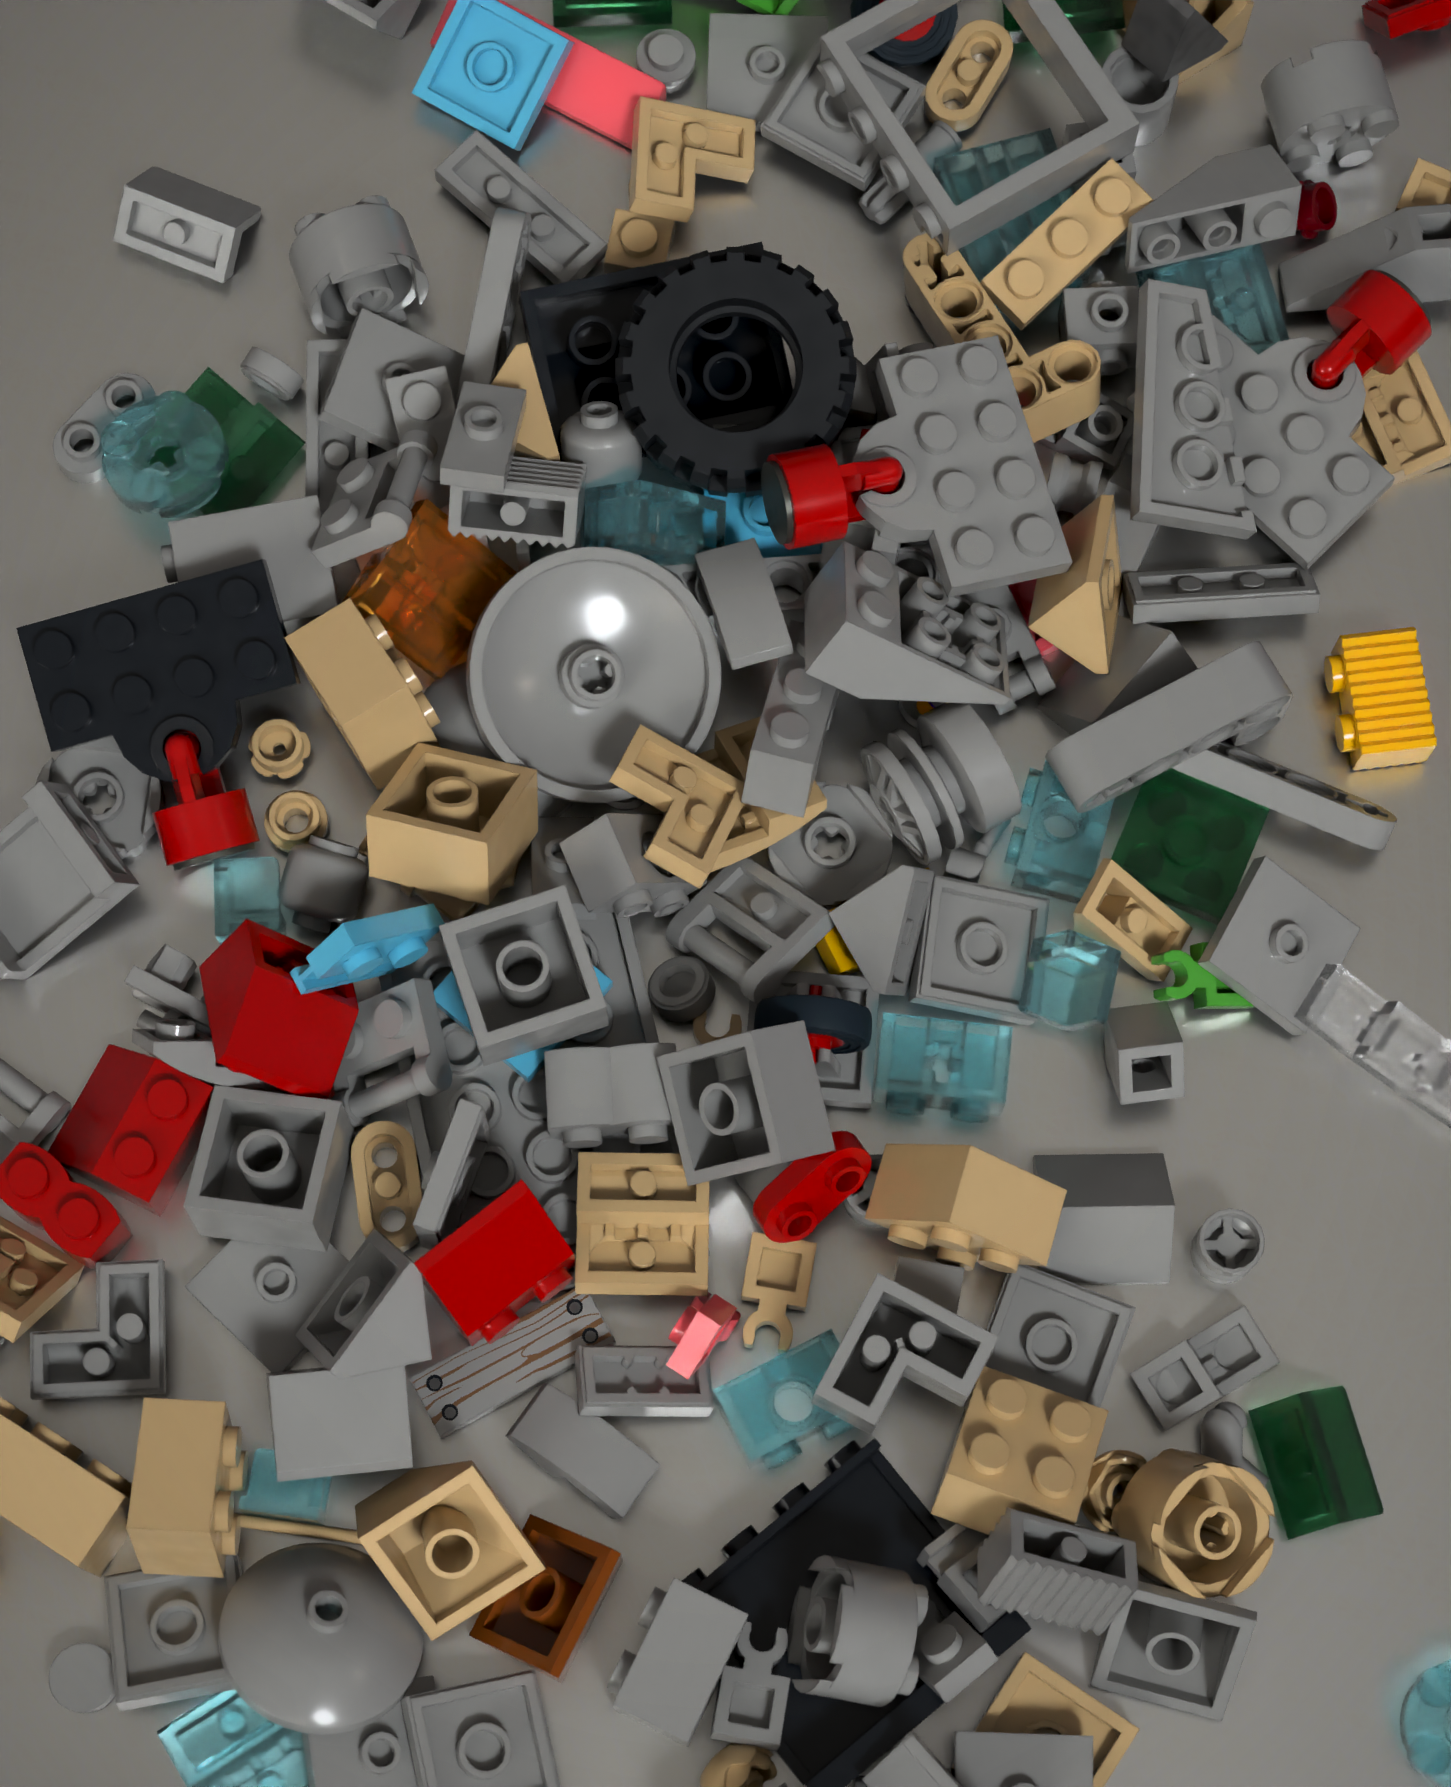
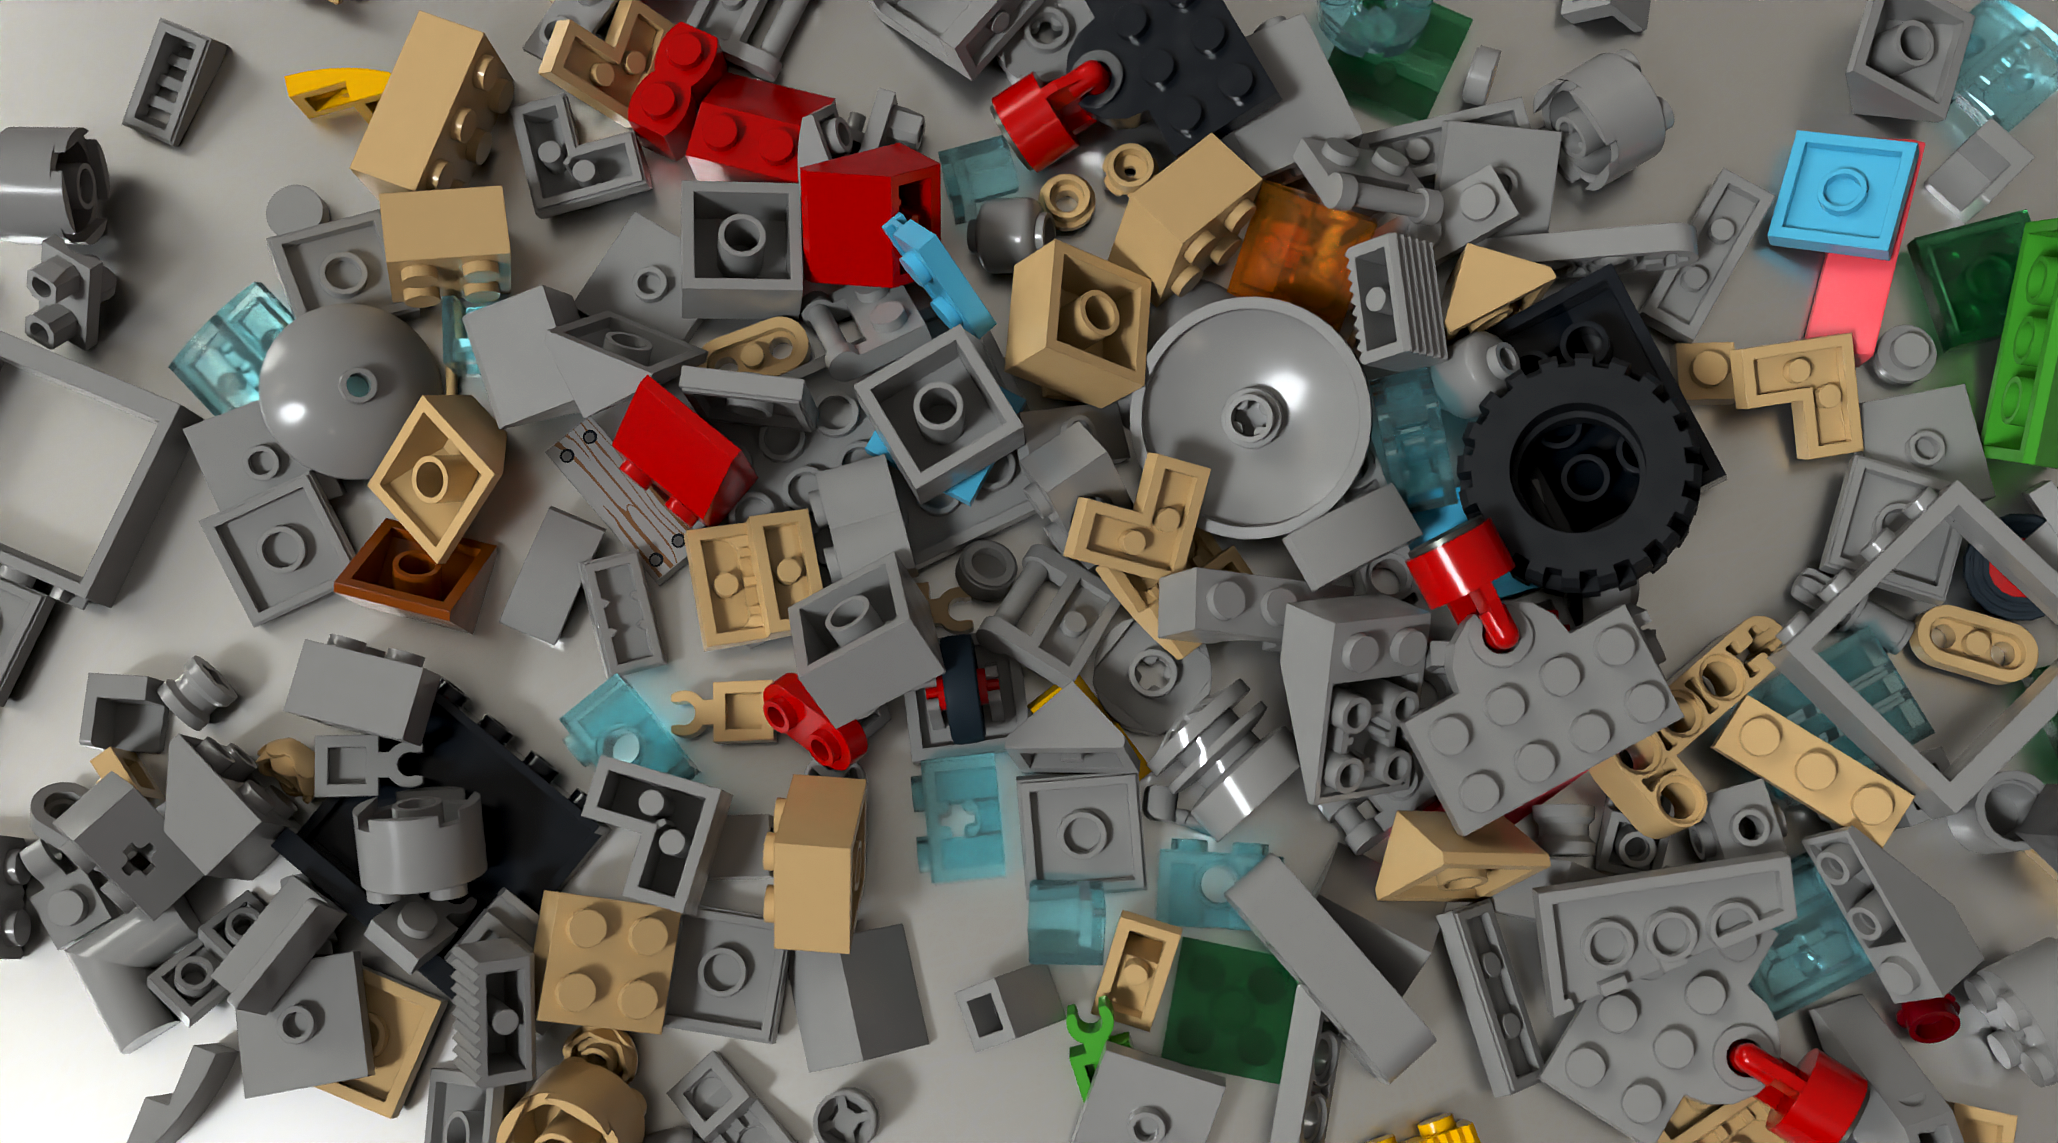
camera: 85 degrees right, 5 degrees up
(483, 437) = (1442, 252): light grey plate -> none
(699, 1330) = (667, 650): coral plate -> none

